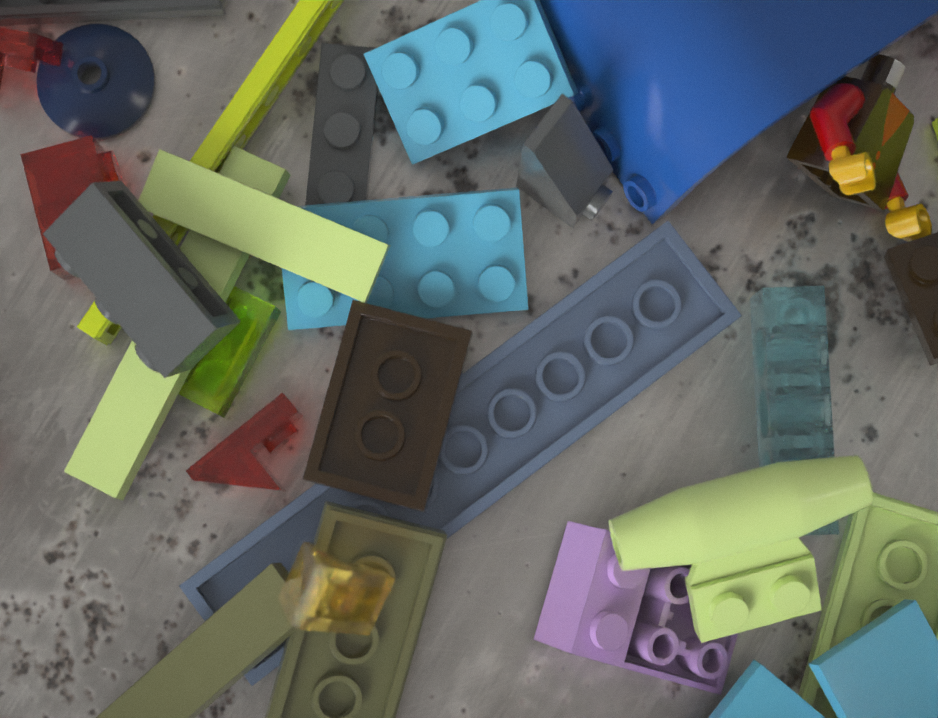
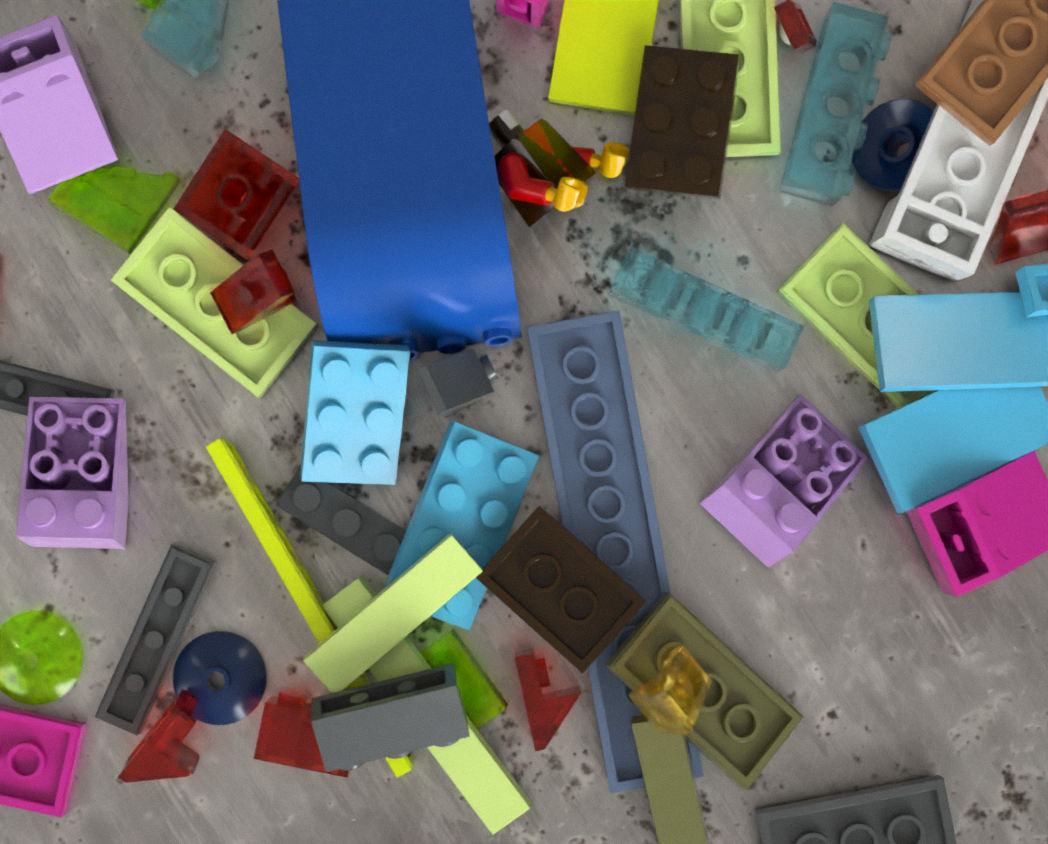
camera: 60 degrees left, 5 degrees up
(744, 539) = (776, 394): yellowish green plate -> none

